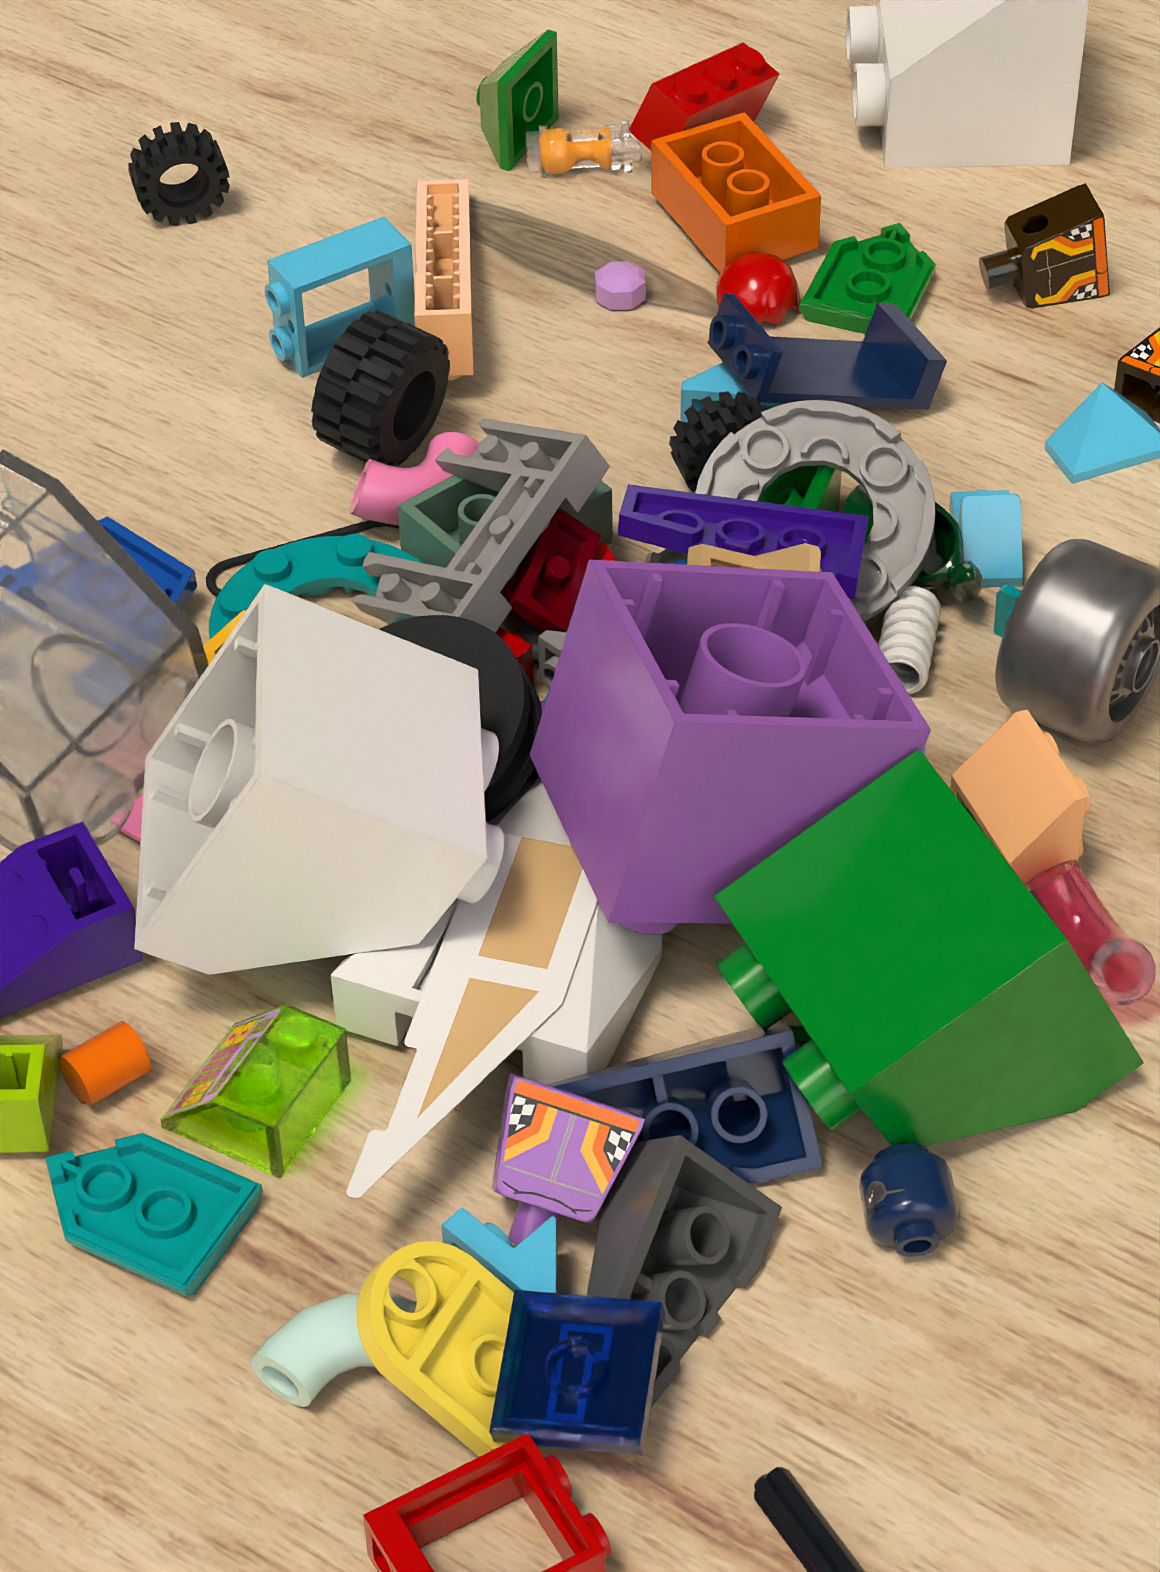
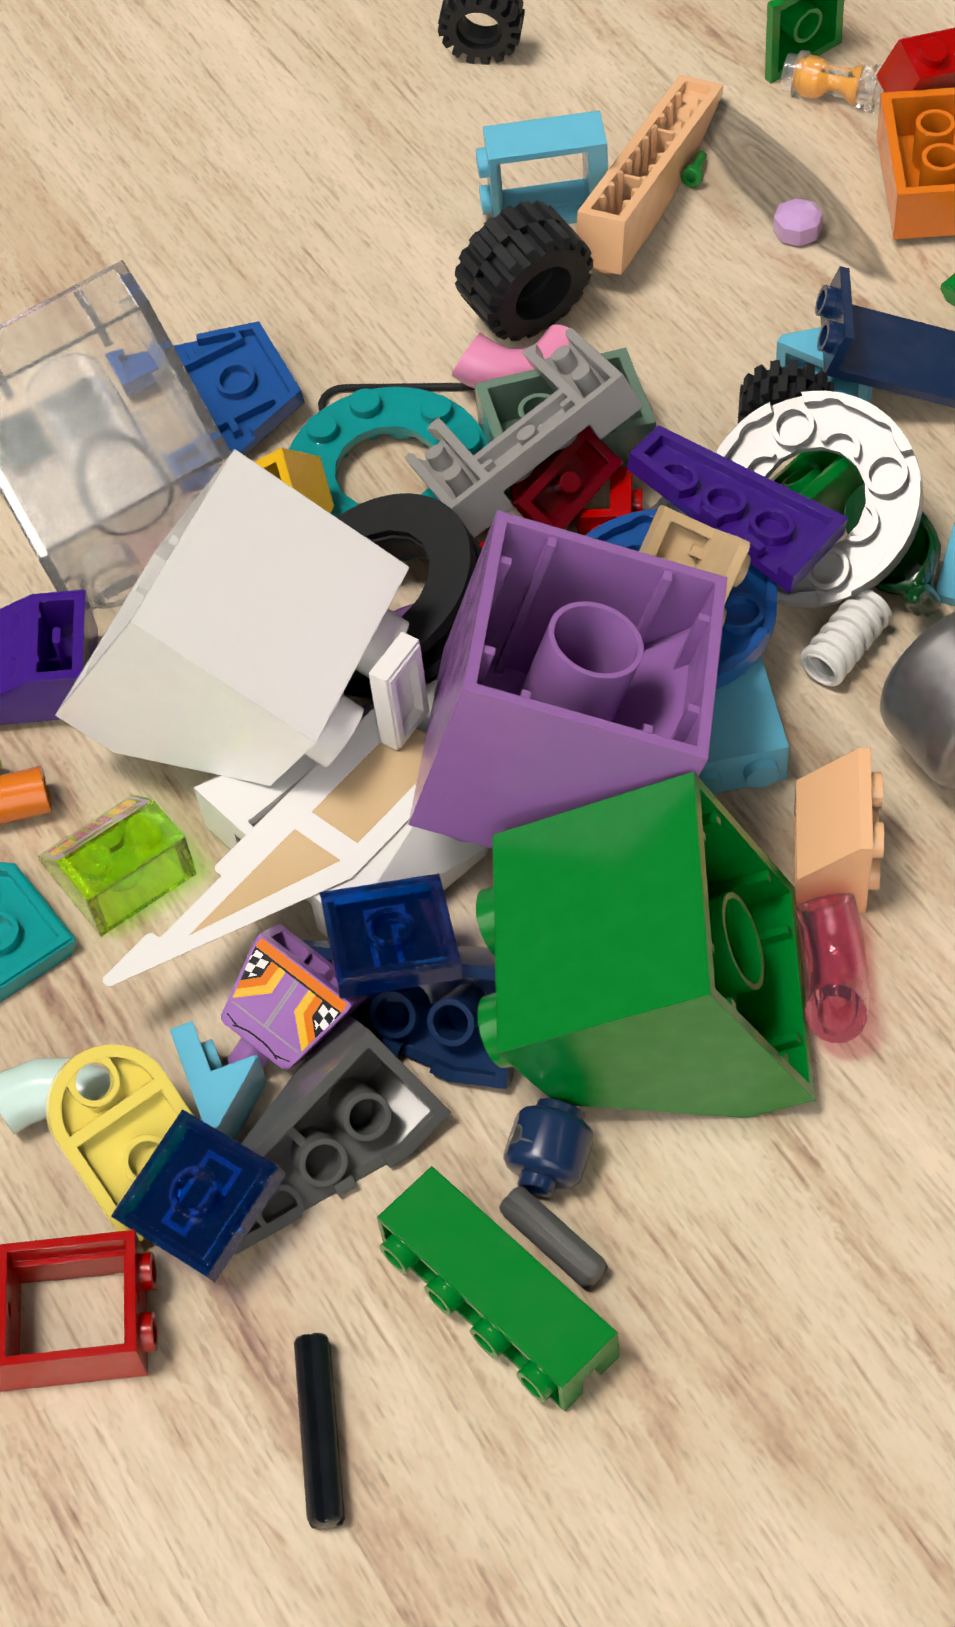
camera: 30 degrees right, 10 degrees up
(483, 269) = (692, 174): none -> green piece
(528, 796) = (399, 691): none -> white tile
(644, 1040) = (390, 936): none -> clear blue tile
(762, 285) = (911, 260): red hair -> none
(937, 1351) = (497, 1289): none -> green brick
(960, 1287) = (553, 1237): none -> dark grey axle

